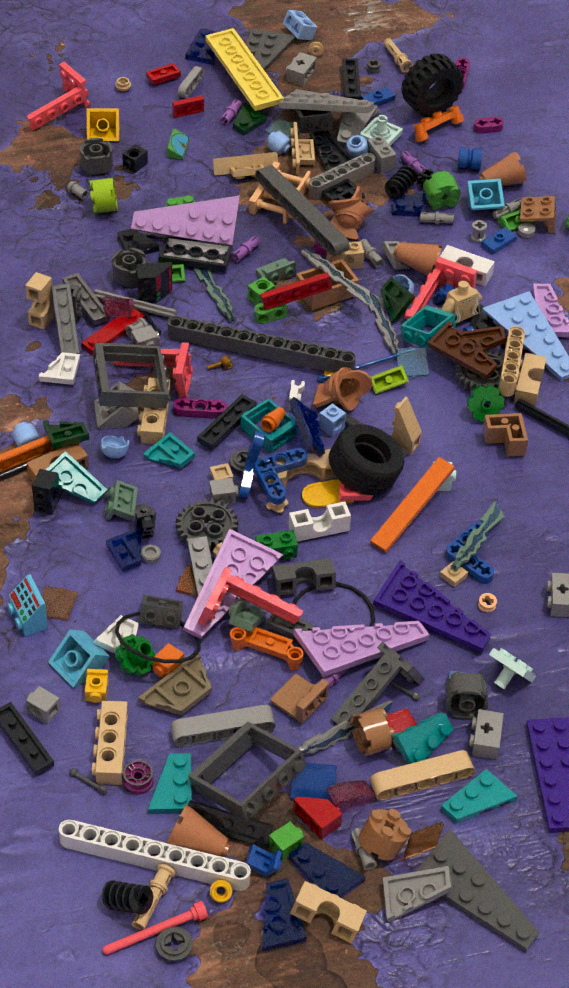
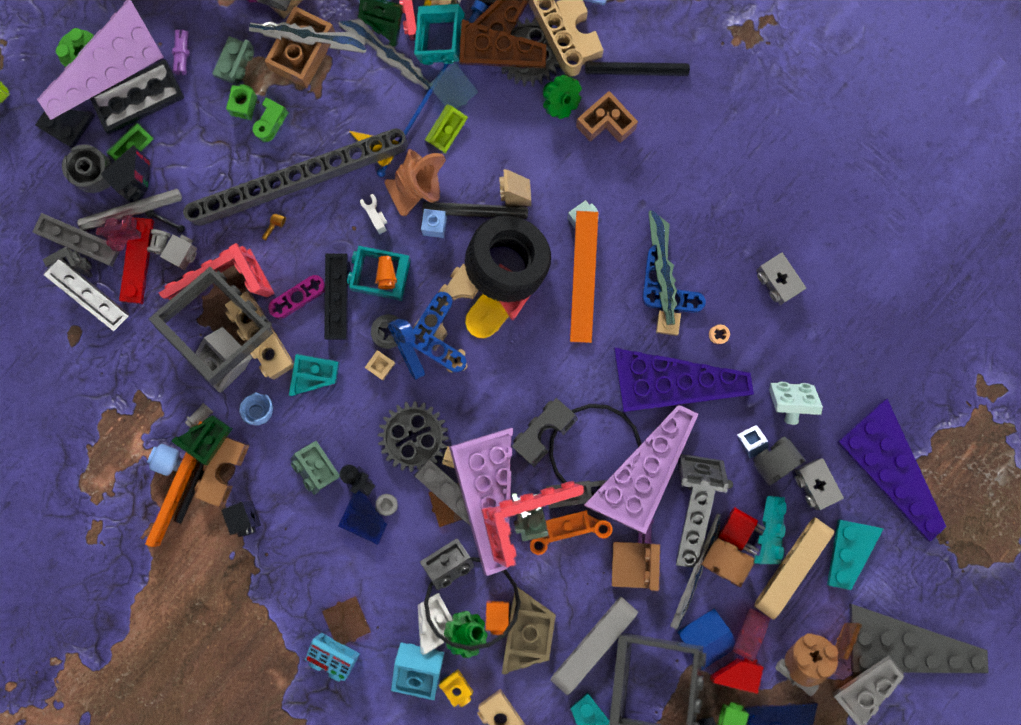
camera: 30 degrees left, 35 degrees up
(40, 292) = (37, 288): tan arch -> none
(62, 370) = (129, 348): white wing -> none
(76, 479) = (250, 481): wing -> none
(215, 292) = (196, 133): sand green sword -> none
(223, 490) = (399, 387): light grey brick -> none
(282, 542) = (495, 412): green brick -> none
(296, 291) = (289, 82): red plate -> none
(308, 426) = (427, 259): clear blue wing -> none
(333, 521) = (514, 360): white arch -> none

